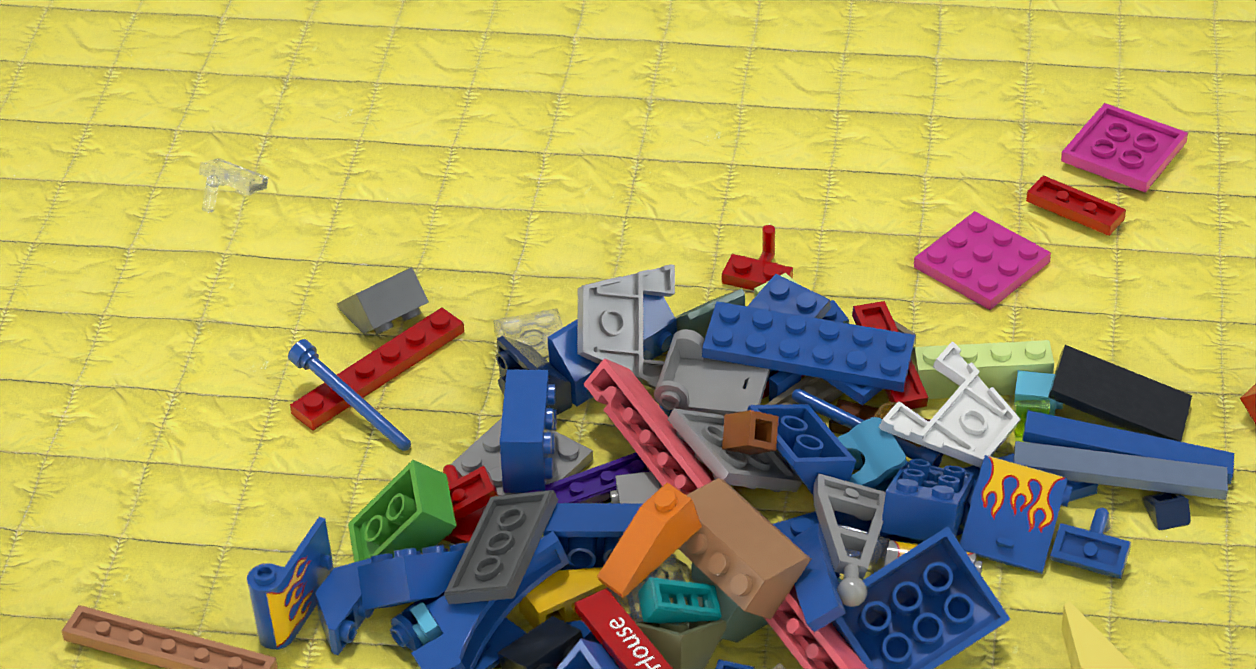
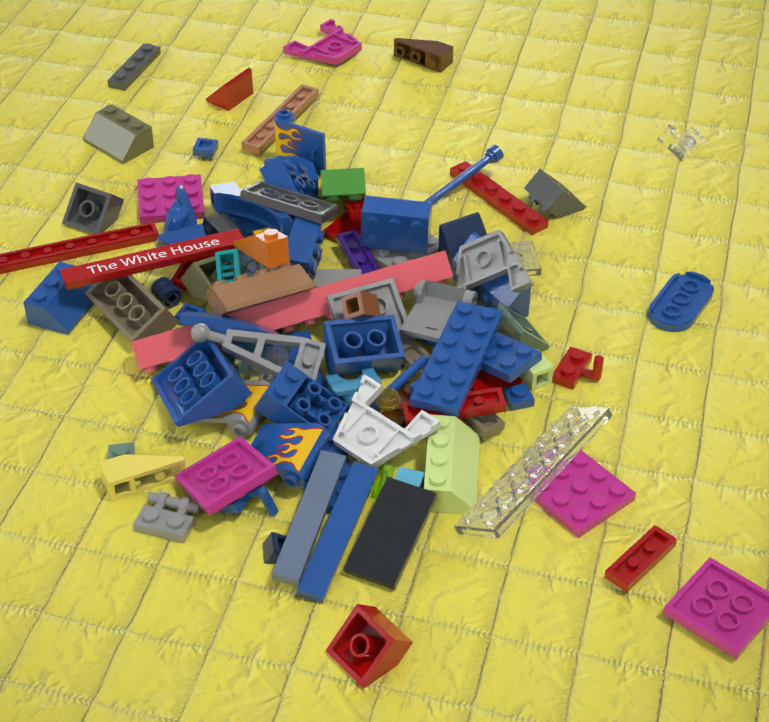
camera: 95 degrees right, 0 degrees up
(599, 185) = (680, 302): none -> blue tile
(971, 285) = (532, 472): none -> clear plate
(1082, 555) = (225, 475): none -> dark pink plate
(1163, 629) = (165, 523): none -> light grey plate

